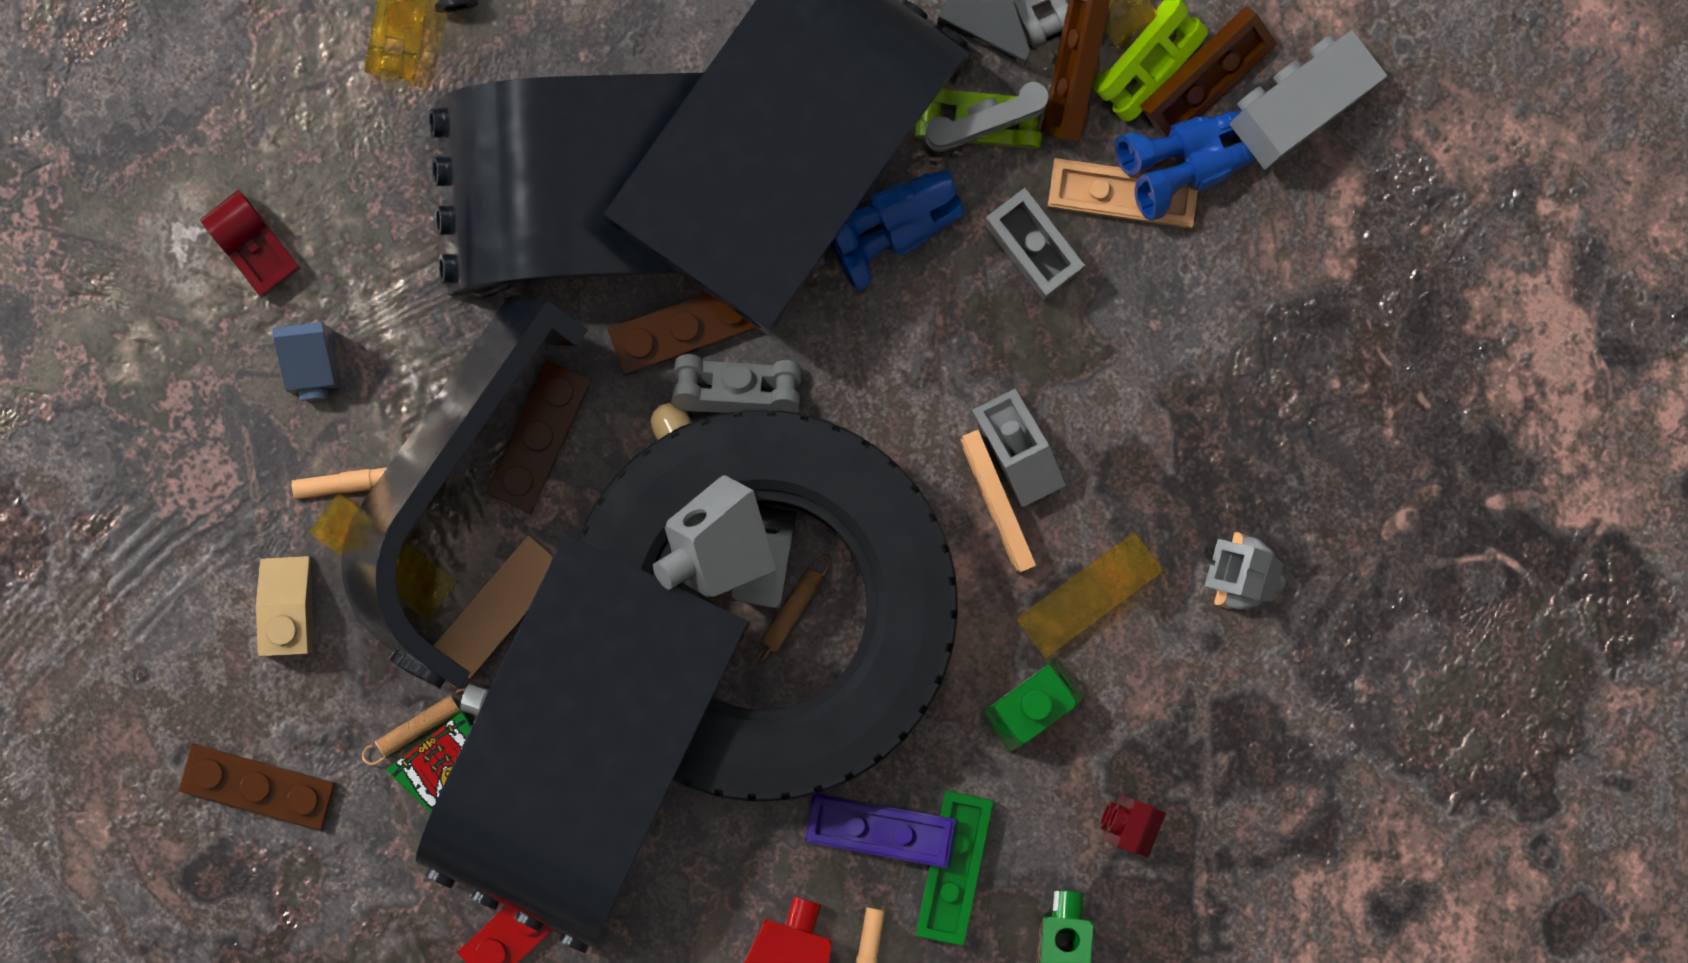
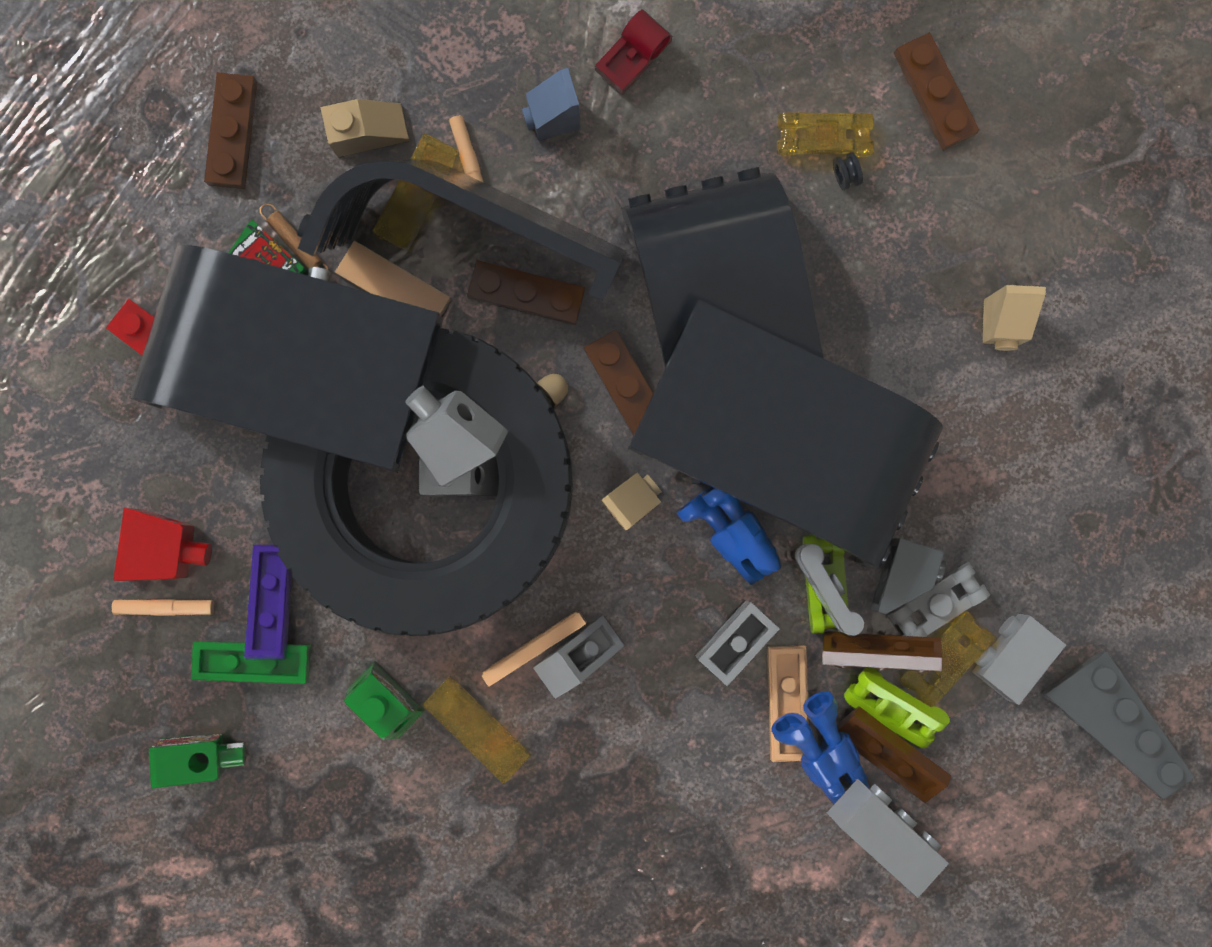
camera: 80 degrees right, 0 degrees up
(735, 385) = (588, 433): light grey plate -> none
(792, 610) = (427, 505): light nougat piece -> none
(832, 345) = (632, 500): none -> tan slope
(1131, 825) = (302, 793): dark red plate -> none
(1244, 573) = (511, 849): light grey piece -> none

